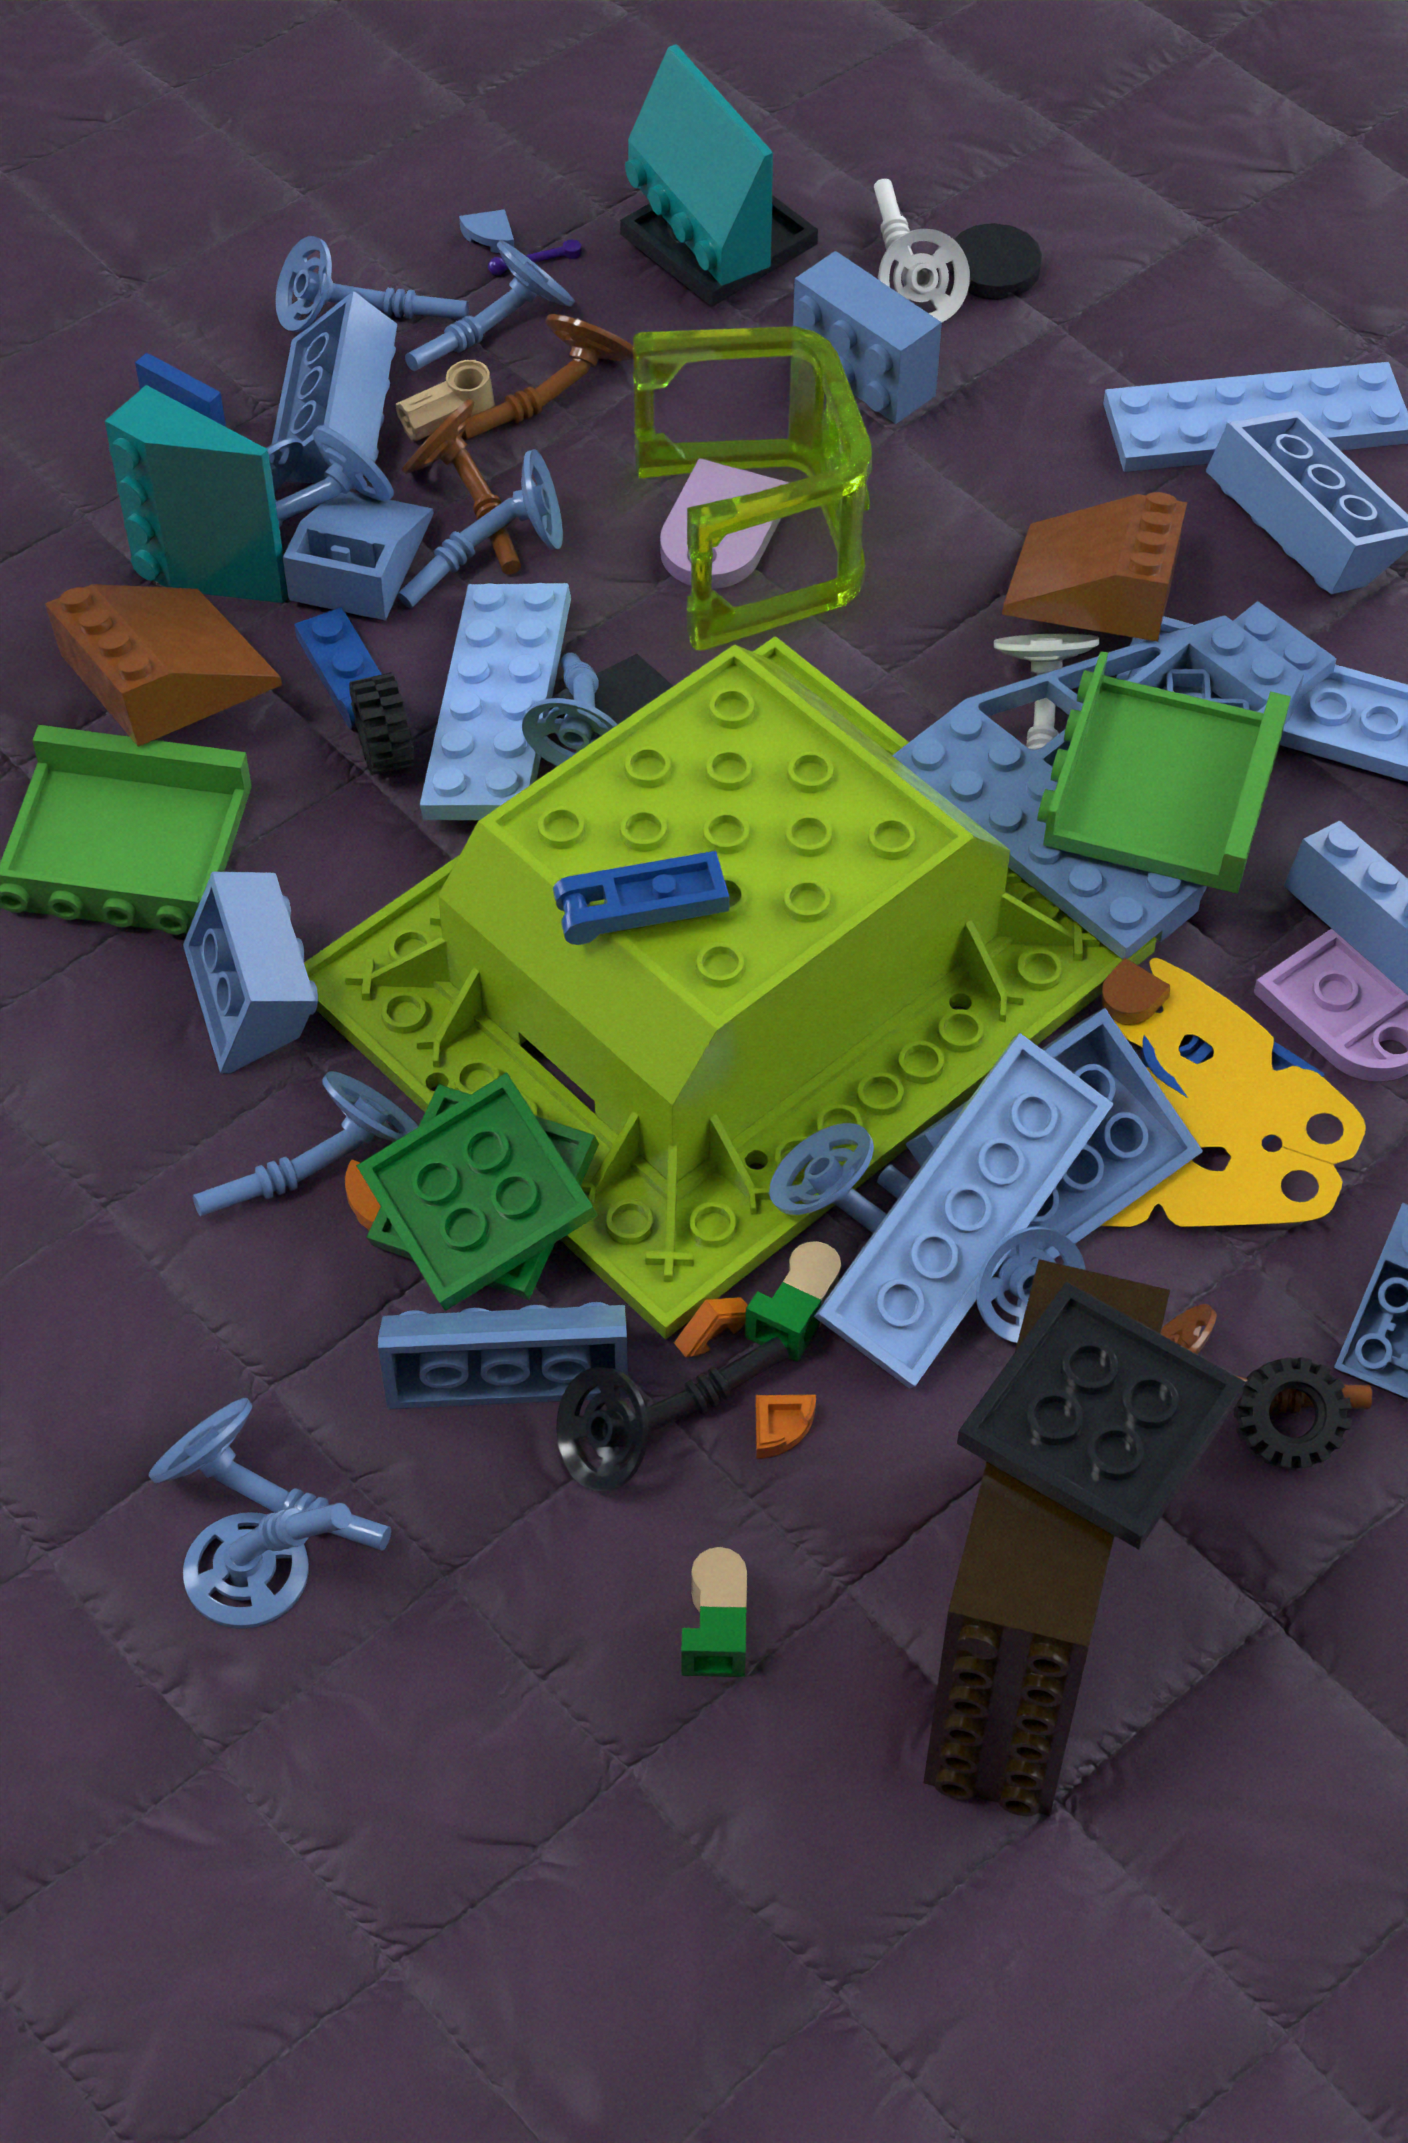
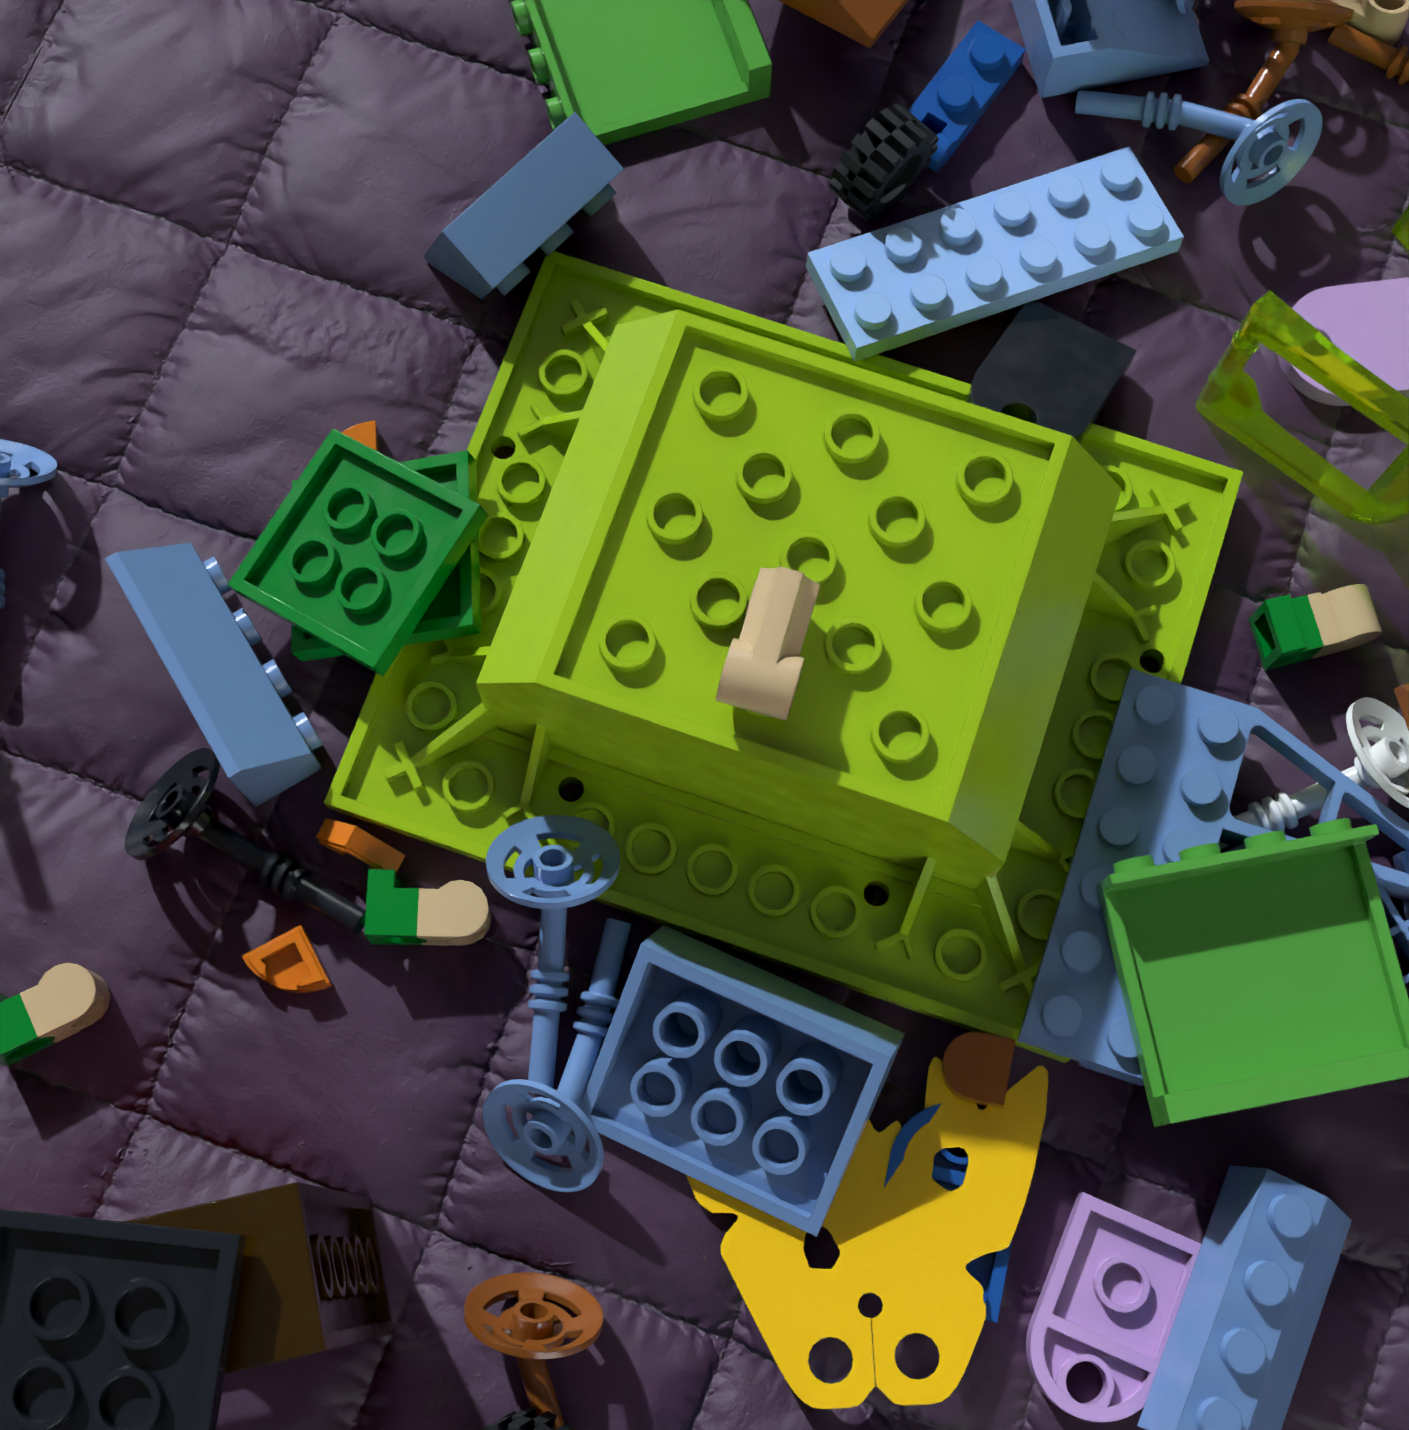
camera: 60 degrees right, 20 degrees up
(365, 1117) = (404, 406): medium blue dish -> none
(580, 717) = (968, 342): medium blue dish -> none
(640, 895) = (653, 521): blue plate -> none
(796, 876) = (766, 658): none -> tan piece
(915, 652) = (1313, 625): none -> leg
(969, 1195) = (587, 1028): light blue plate -> none

